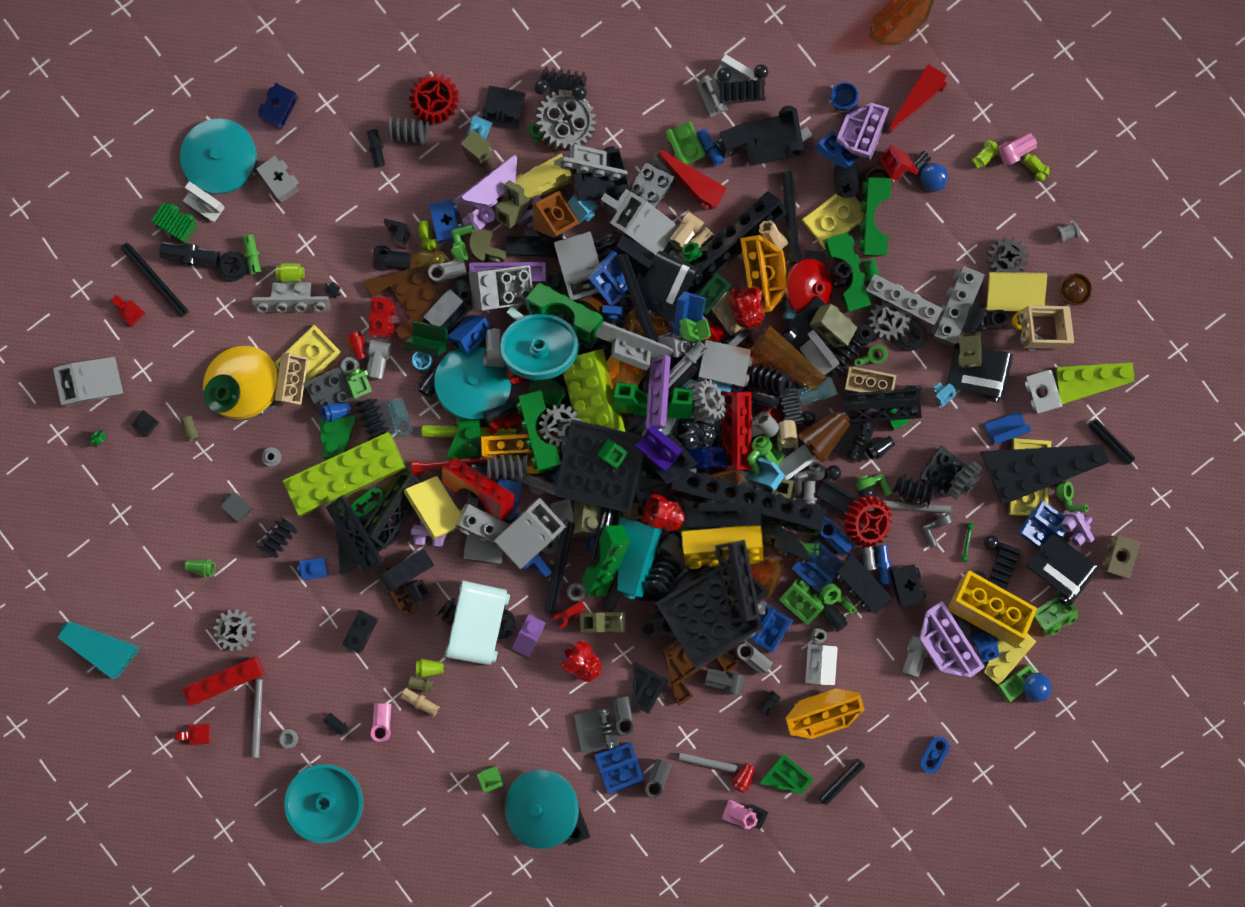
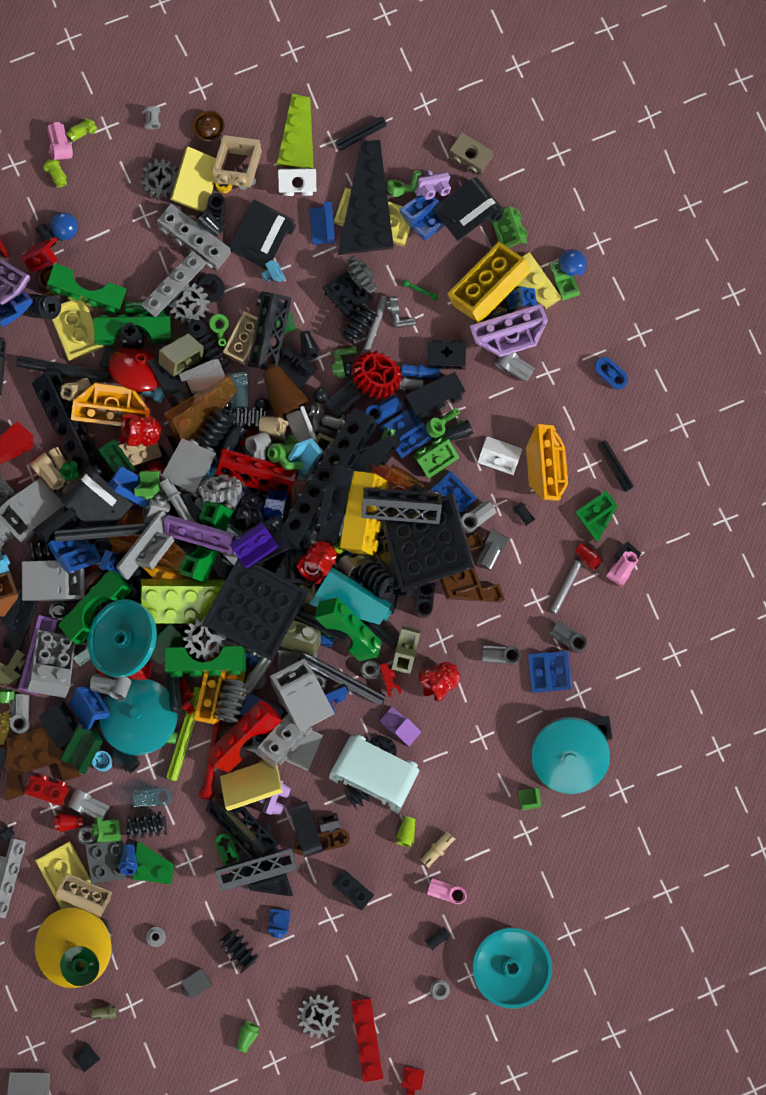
camera: 80 degrees left, 5 degrees down
(257, 718) = (411, 1016): light grey bar -> none
(344, 474) = (193, 866): lime brick -> none
(421, 684) = (420, 843): olive pin -> none
(462, 289) = (42, 702): black cone -> none
(466, 441) = (194, 736): green wing -> none
(596, 730) = (508, 684): dark grey hinge -> none
(612, 453) = (246, 592): green slope -> none
(646, 688) = (479, 625): black wing -> none
(814, 633) = (469, 453): light grey pin -> none
(970, 349) = (238, 236): olive brick -> none
(1003, 564) = (448, 261): black gear -> none

